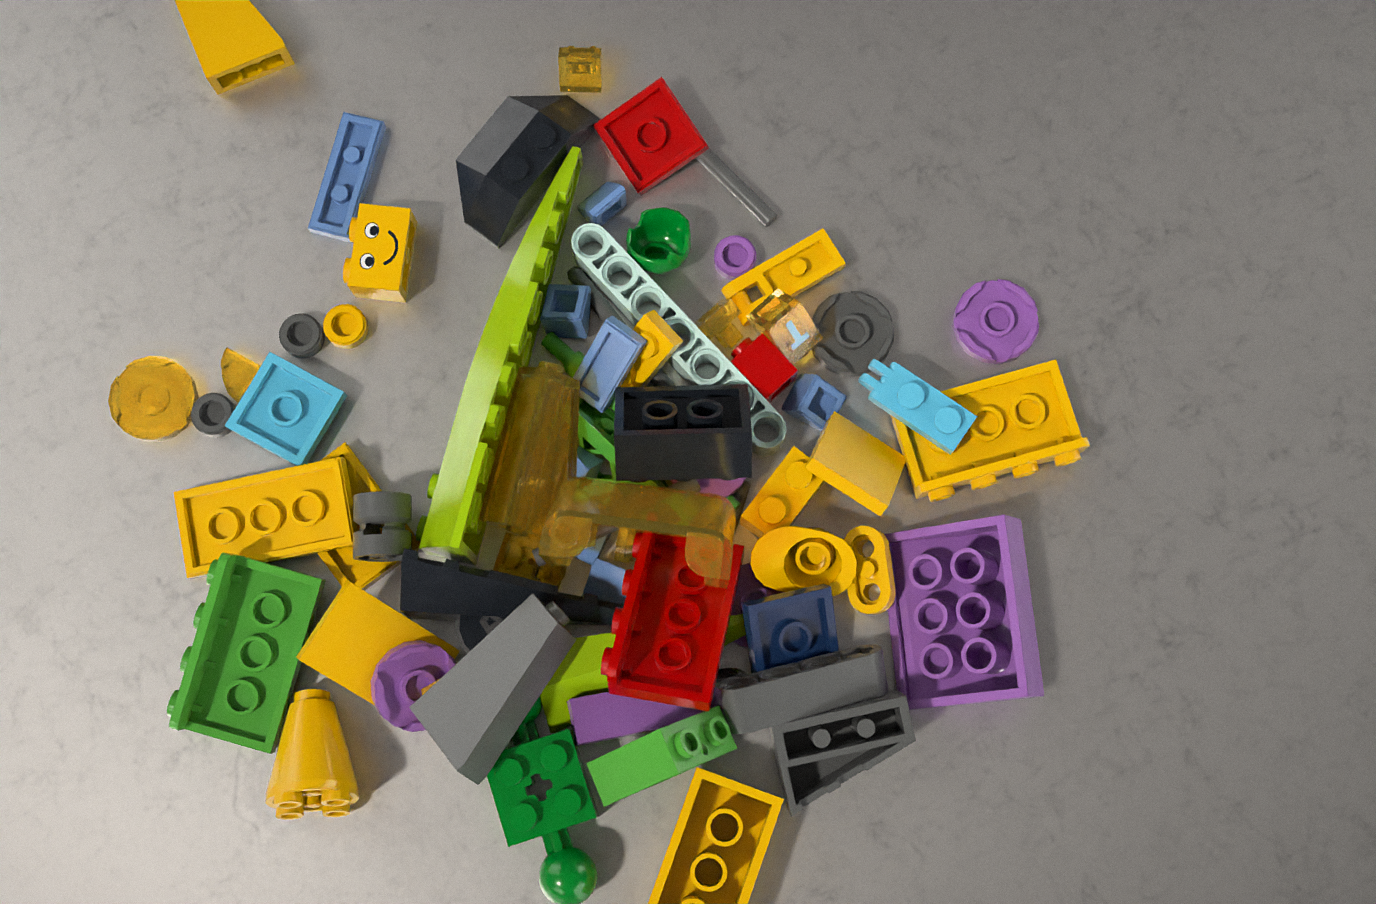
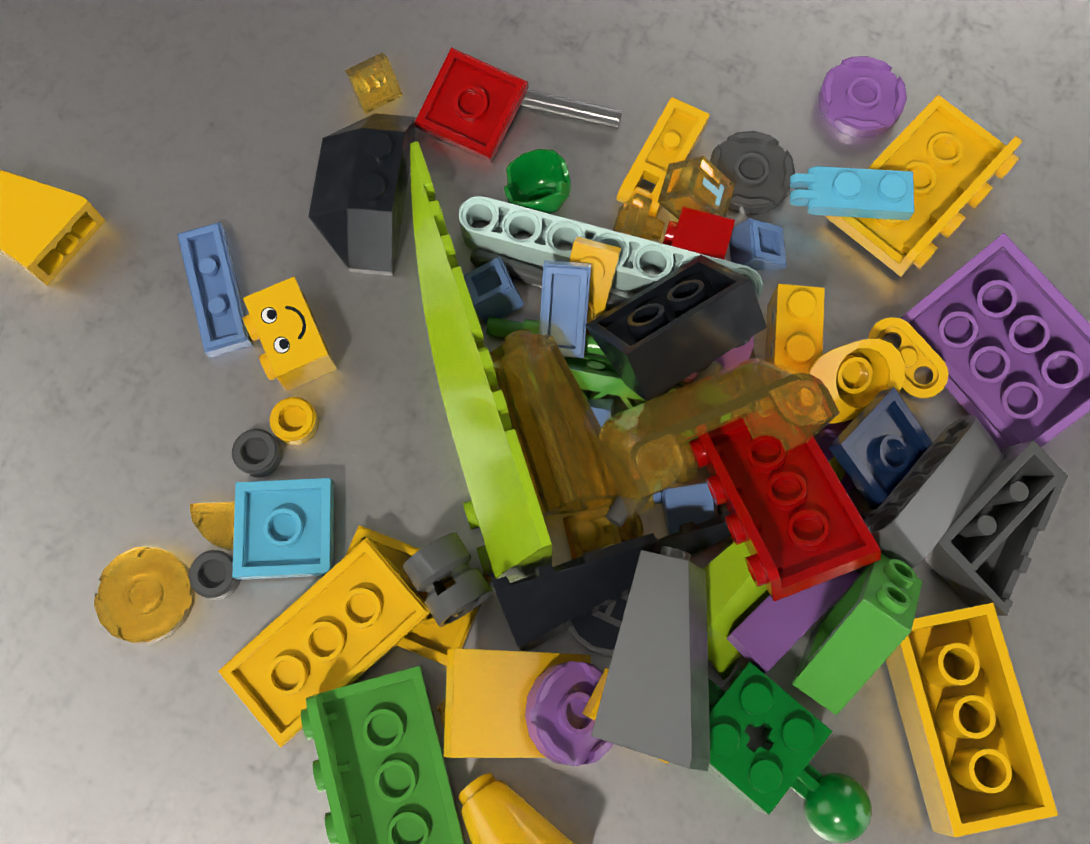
camera: 30 degrees left, 5 degrees down
(603, 203) = (464, 181): medium blue slope -> none
(734, 256) = (608, 166): medium lavender tile -> none
(856, 463) = (840, 270): yellow tile -> none

